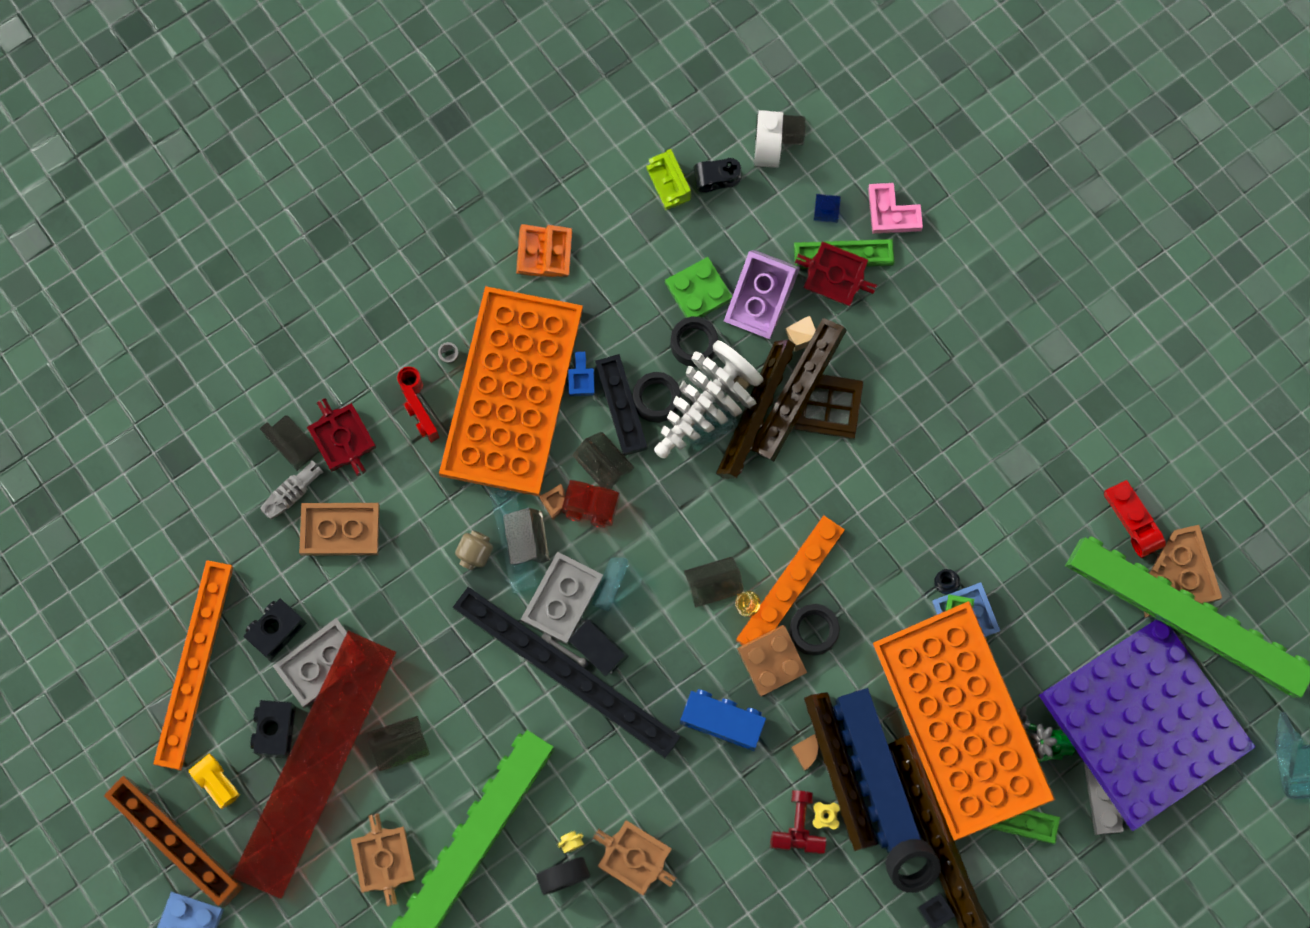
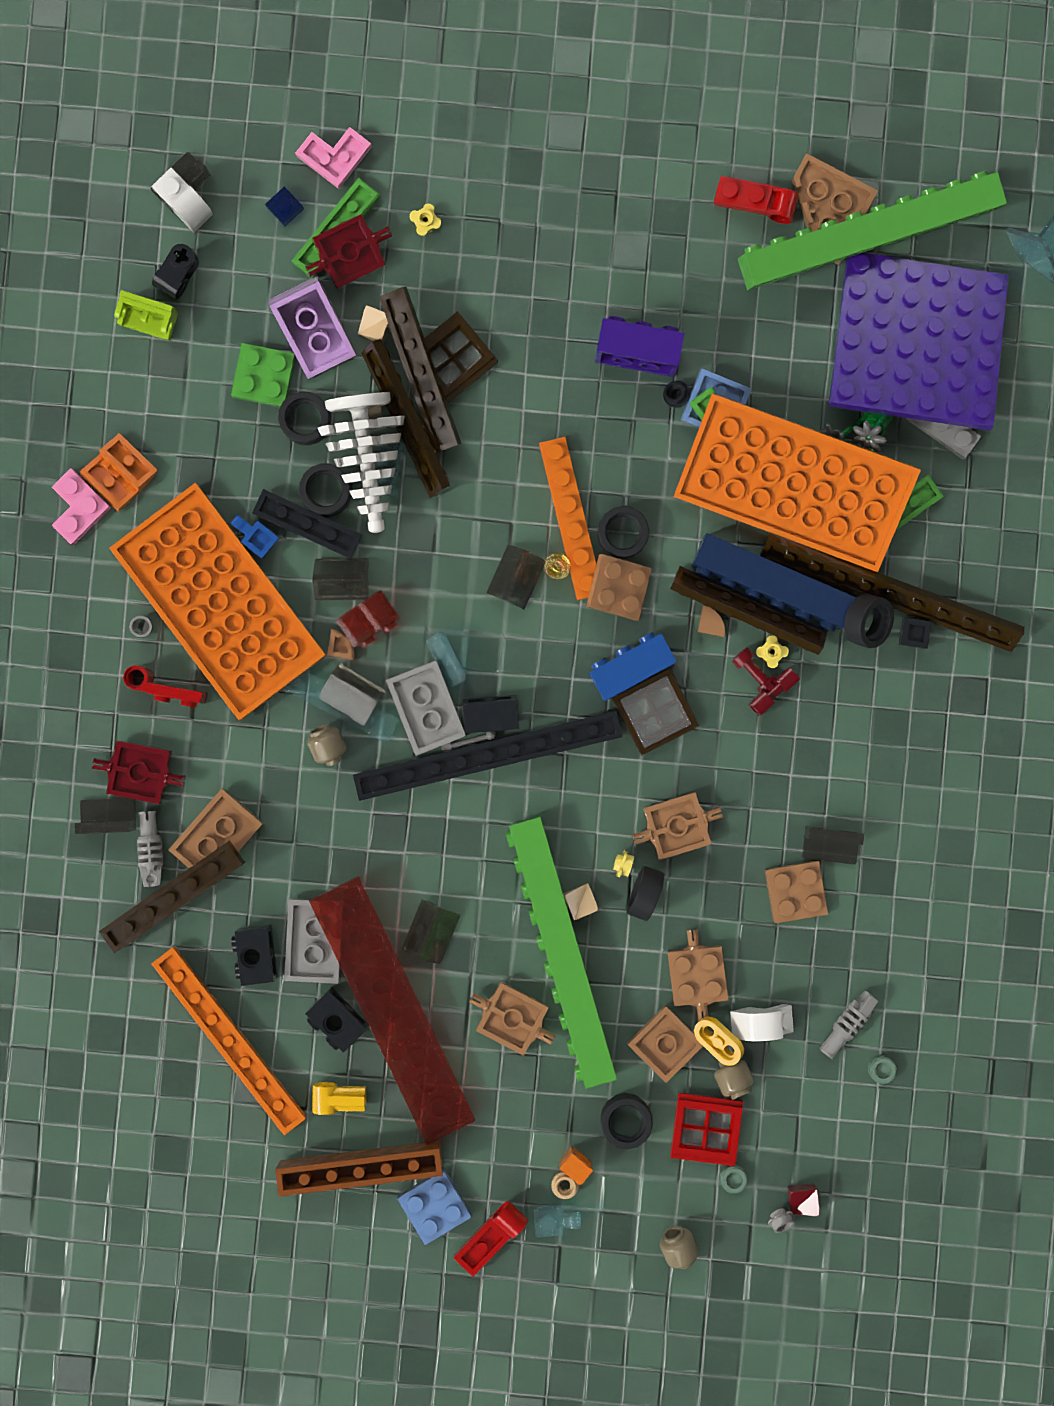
camera: 50 degrees left, 15 degrees up
(269, 533) = (172, 896): none -> dark brown plate
(500, 248) = (85, 506): none -> bright pink plate
(515, 835) = (581, 901): none -> tan slope
(705, 768) = (655, 712): none -> clear piece
(900, 311) = (425, 227): none -> light yellow plate
(954, 524) = (639, 346): none -> dark purple brick

